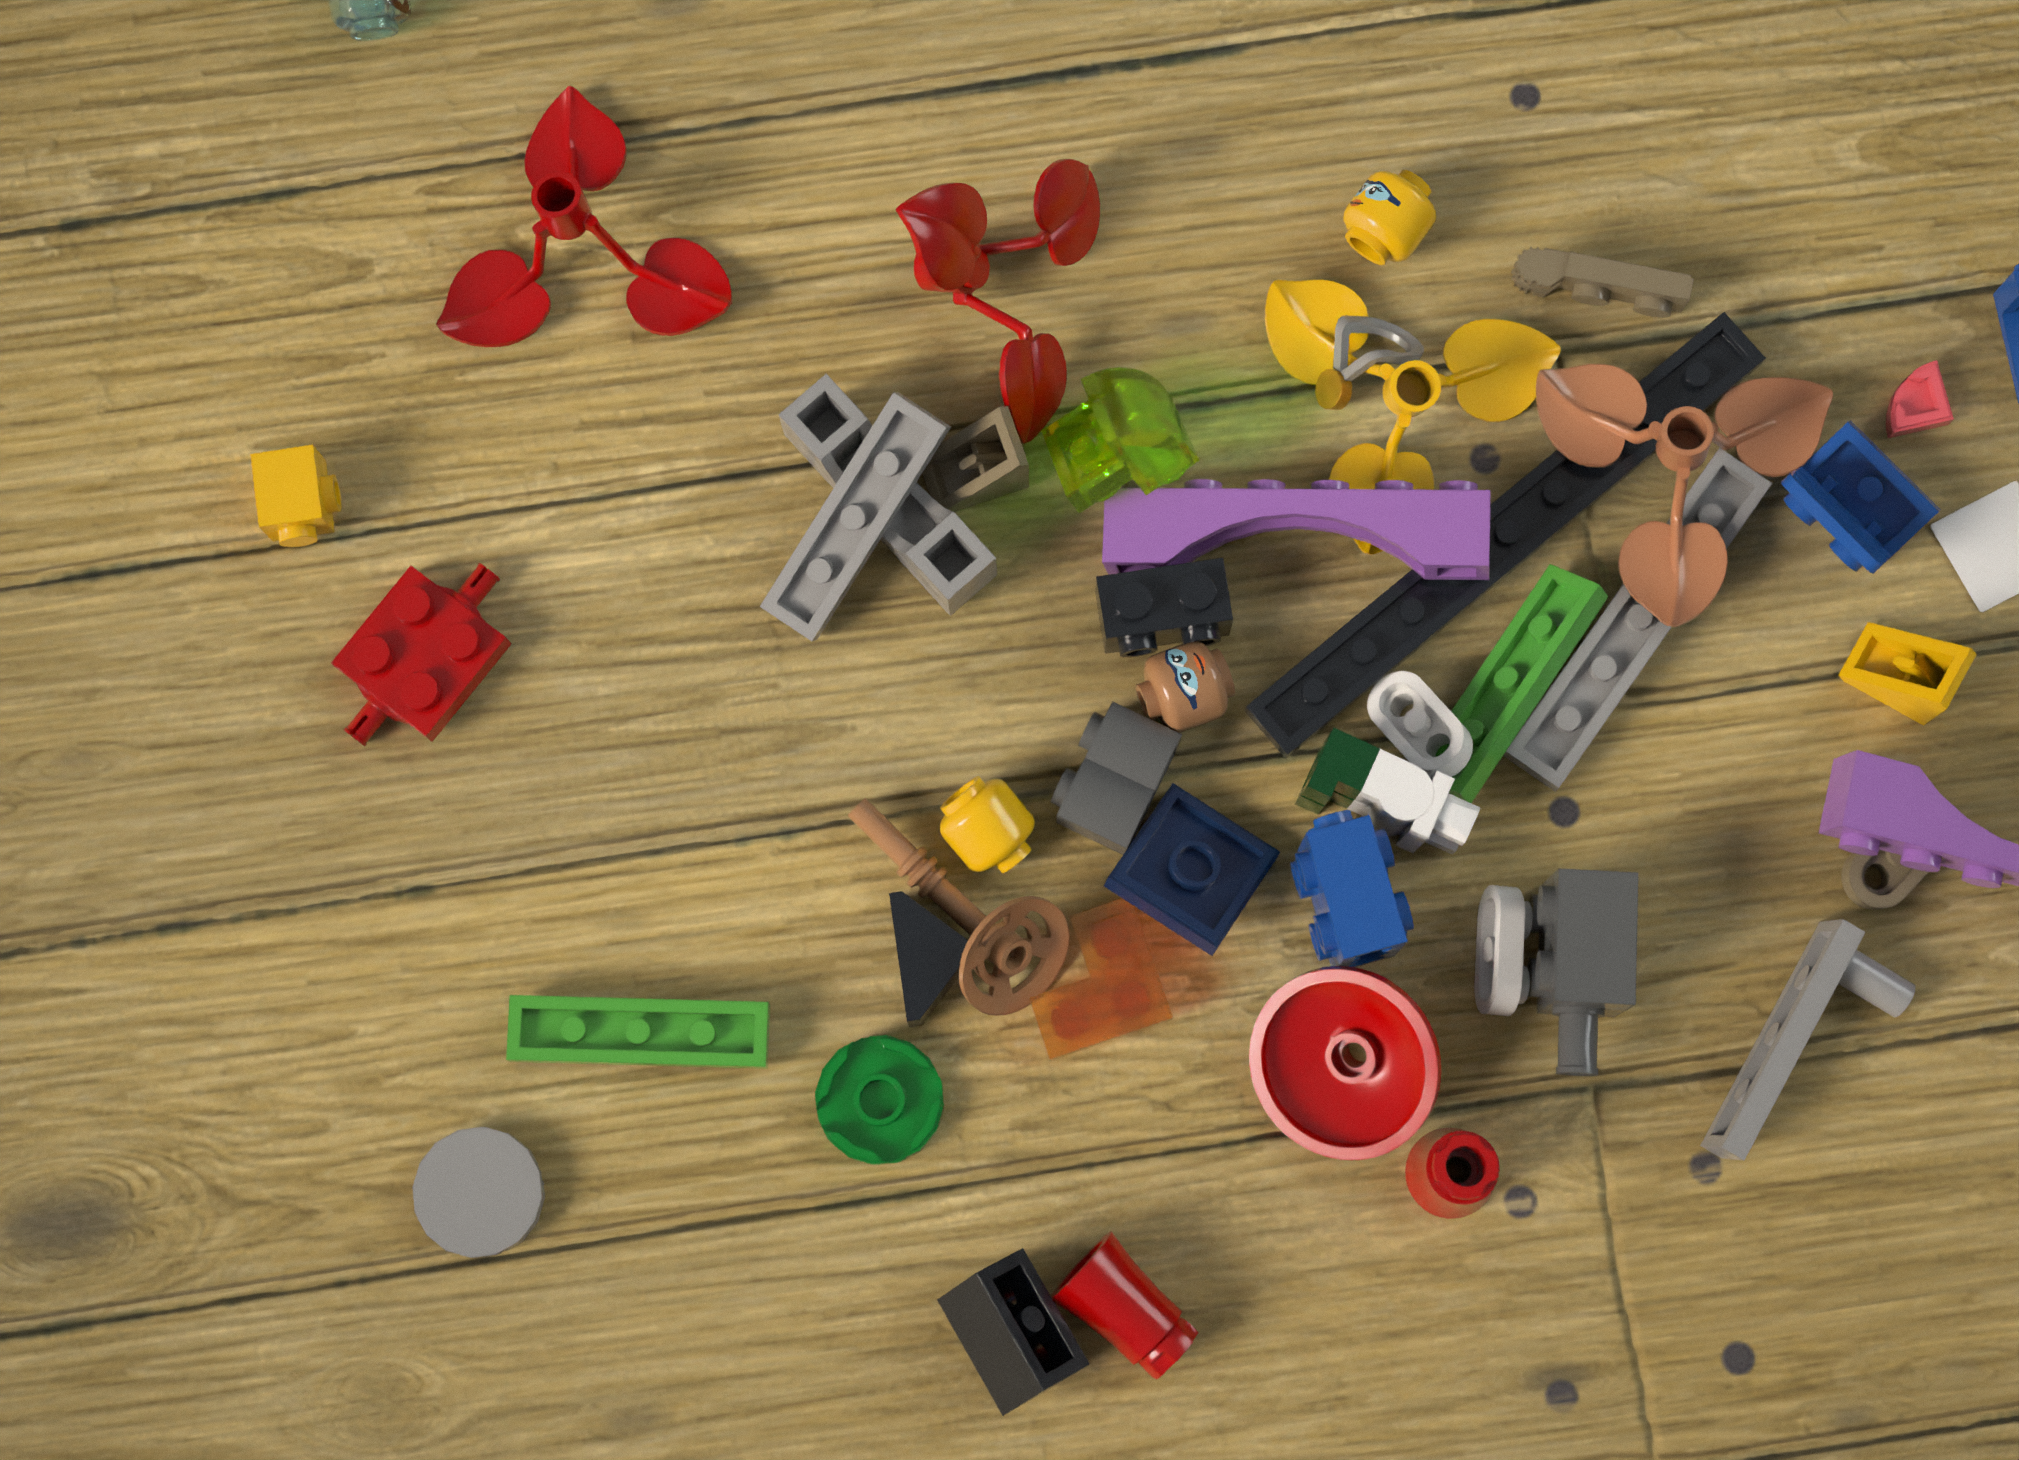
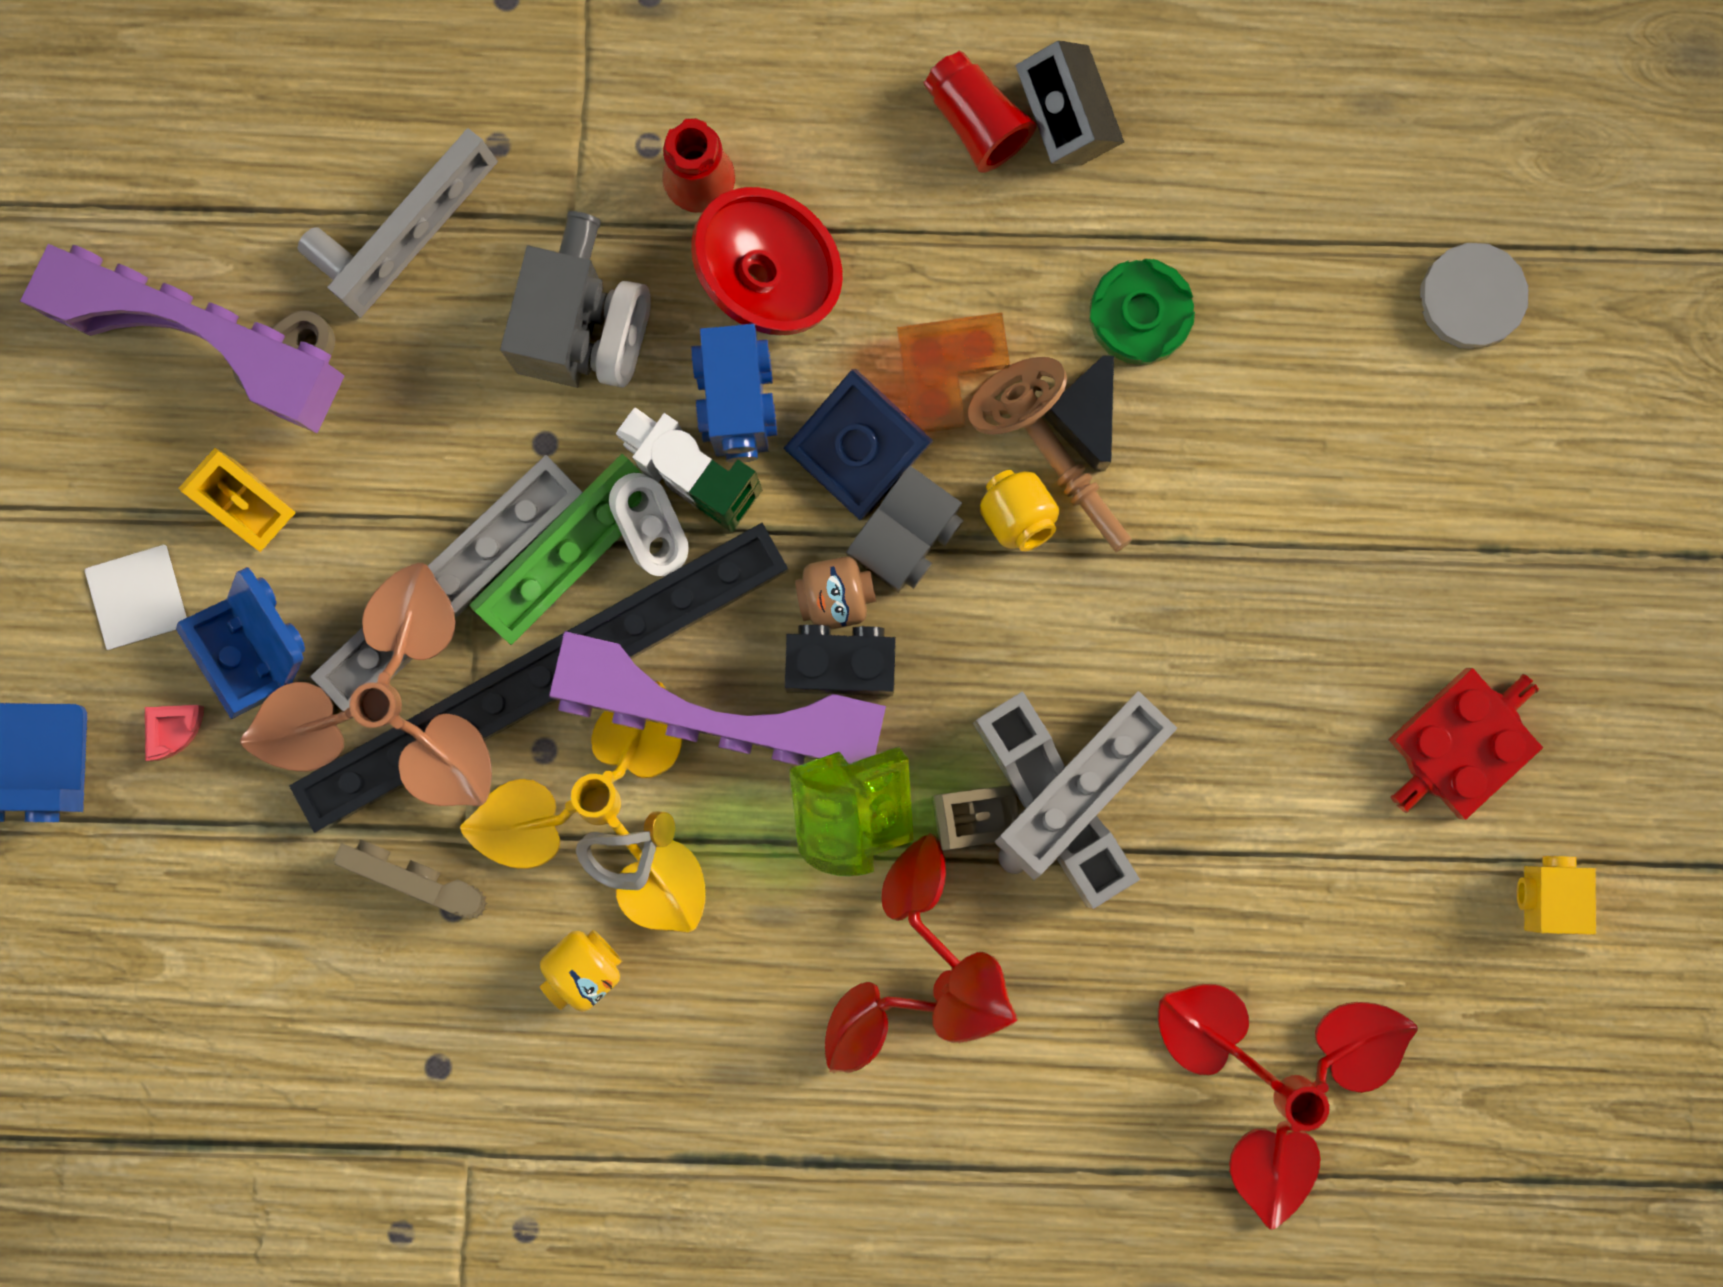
camera: 175 degrees left, 5 degrees up
(638, 1031) = (1329, 396): bright green plate -> none

